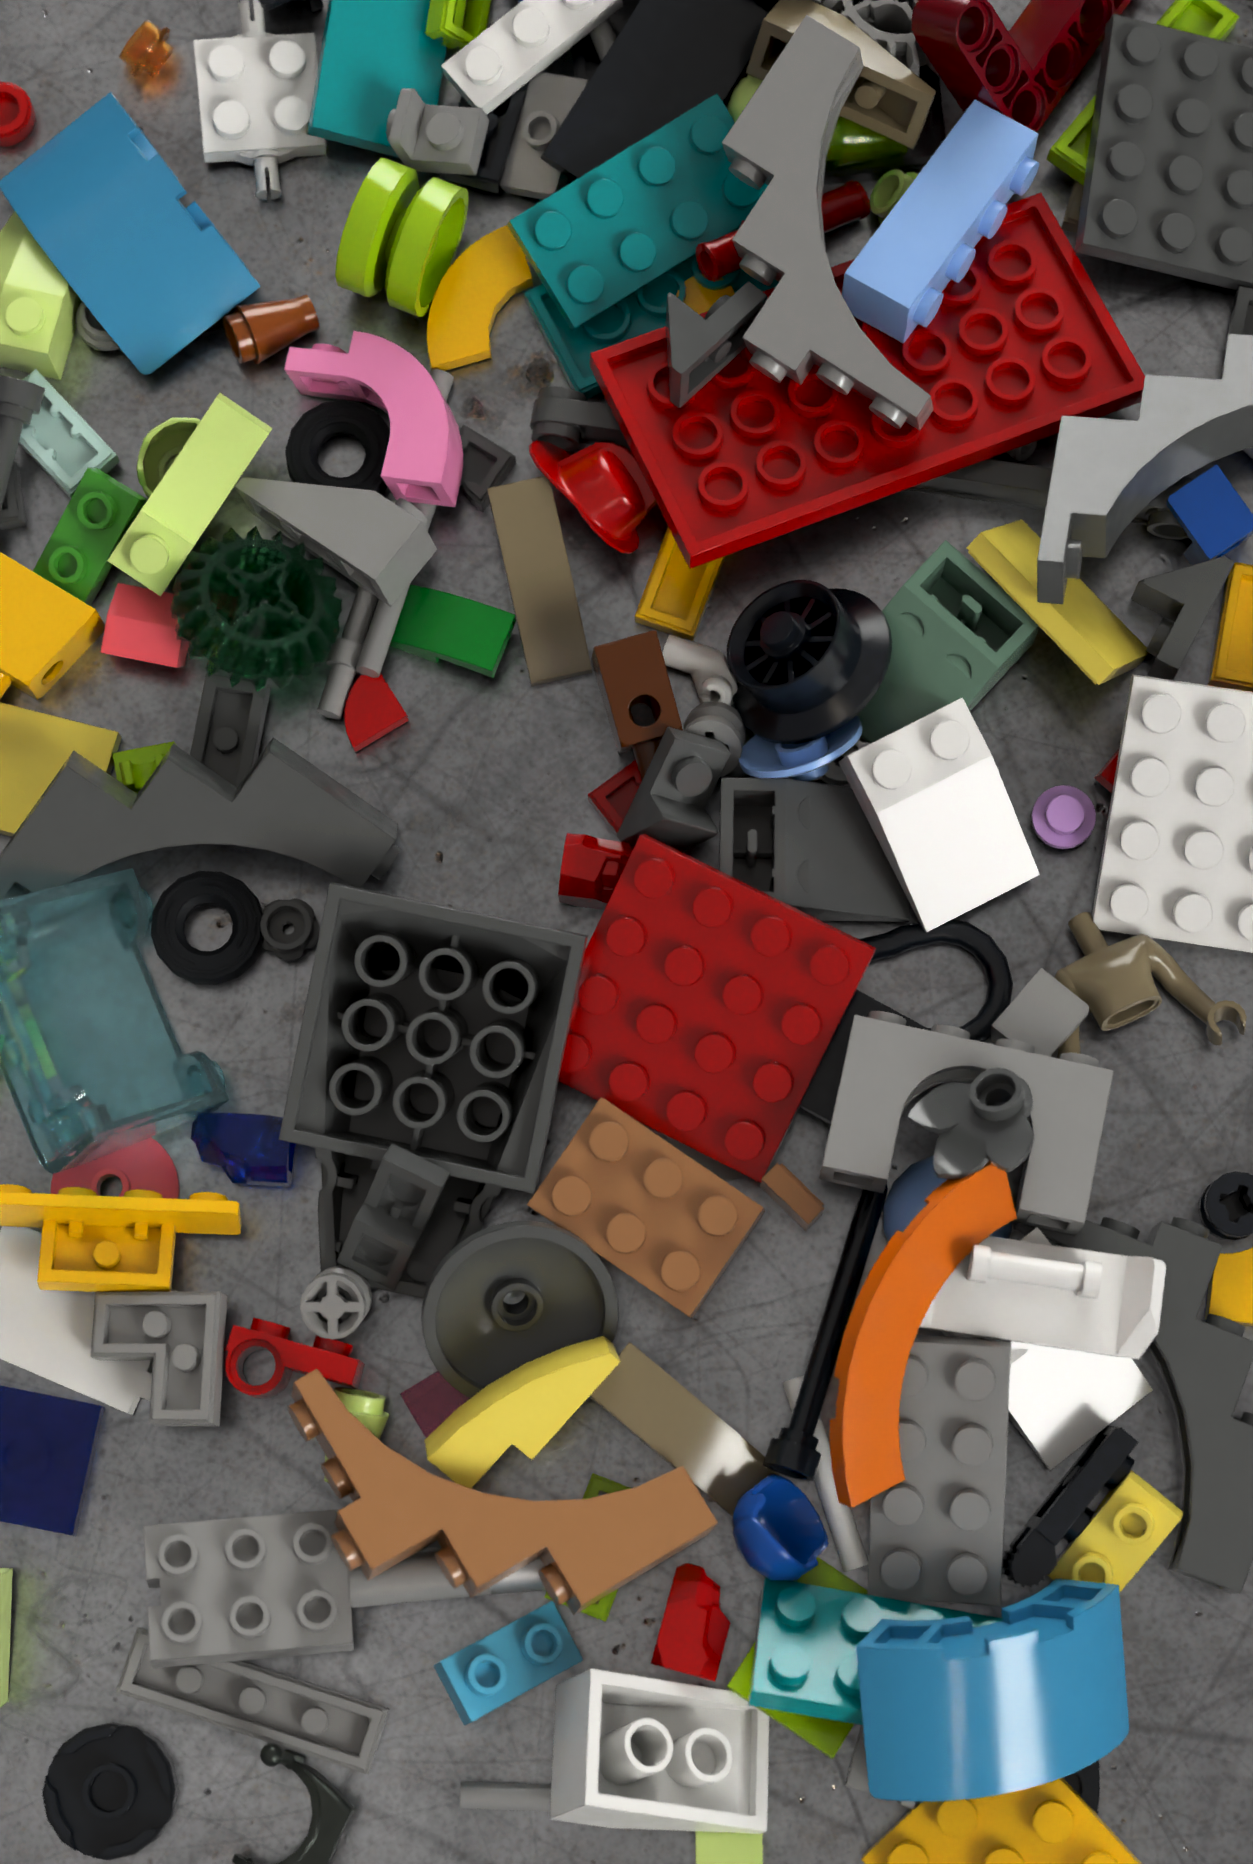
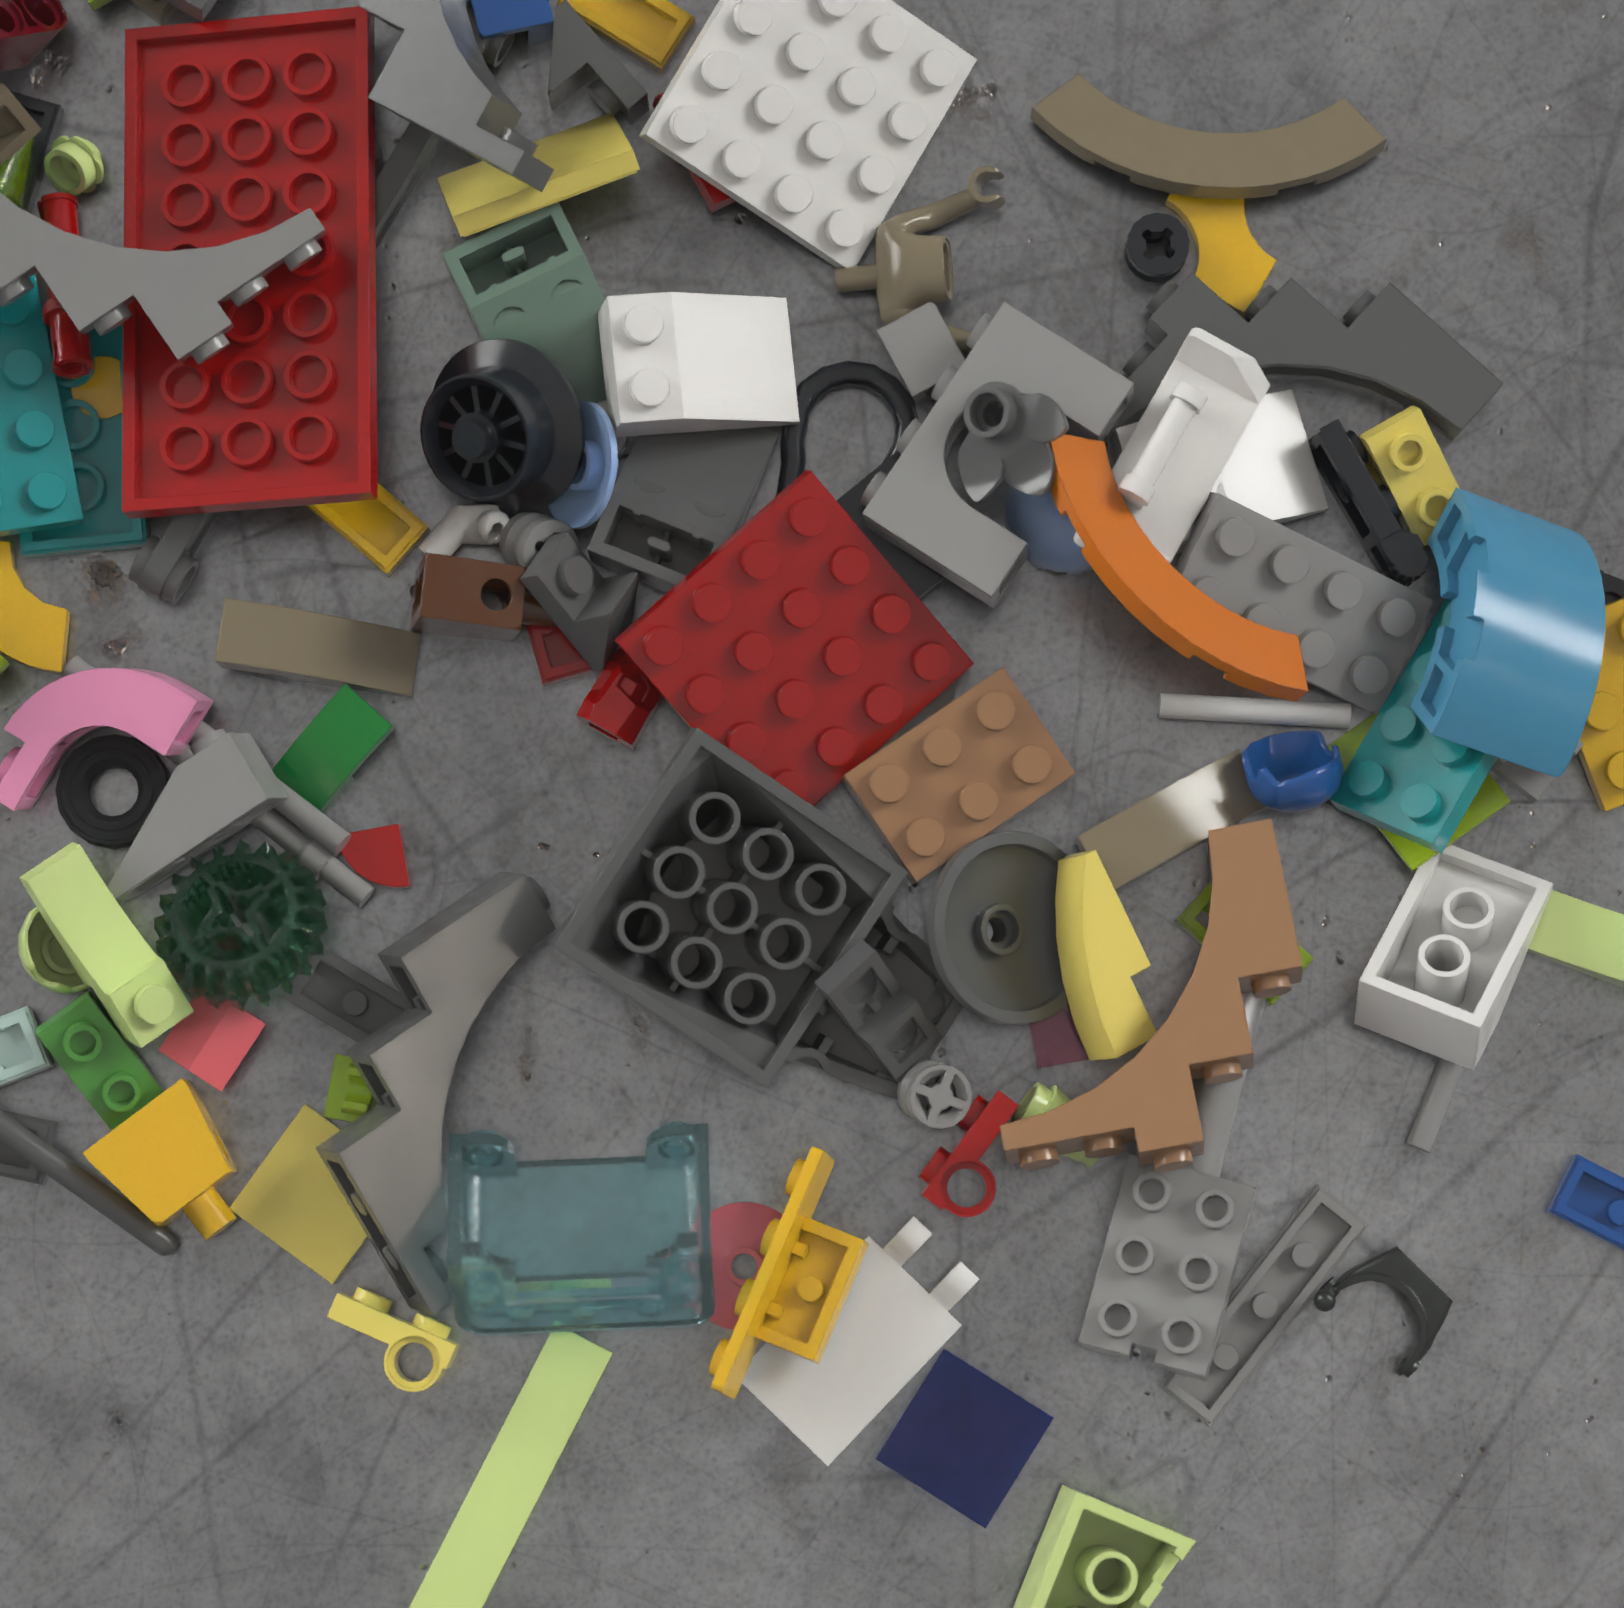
camera: 75 degrees left, 5 degrees up
(110, 1791) = (1296, 1465): black tile -> none
(181, 1337) = (918, 1245): light grey tile -> none
(182, 899) = (490, 1078): black tyre -> none
(245, 1147) = (755, 1126): clear blue rock -> none
(305, 928) = (542, 1013): dark grey plate -> none
(483, 466) = (181, 659): dark grey tile -> none
(508, 1663) = (1319, 1060): medium azure plate -> none
(603, 487) = (250, 552): red piece -> none
(692, 1625) = (1347, 882): red rock -> none
(703, 346) = (162, 405): dark grey slope -> none
(792, 1196) = (996, 639): medium nougat tile -> none
(795, 1448) = (1225, 726): black piece -> none
(940, 221) = (123, 132): light blue brick -> none
(1063, 817) = (737, 255): lavender plate -> none

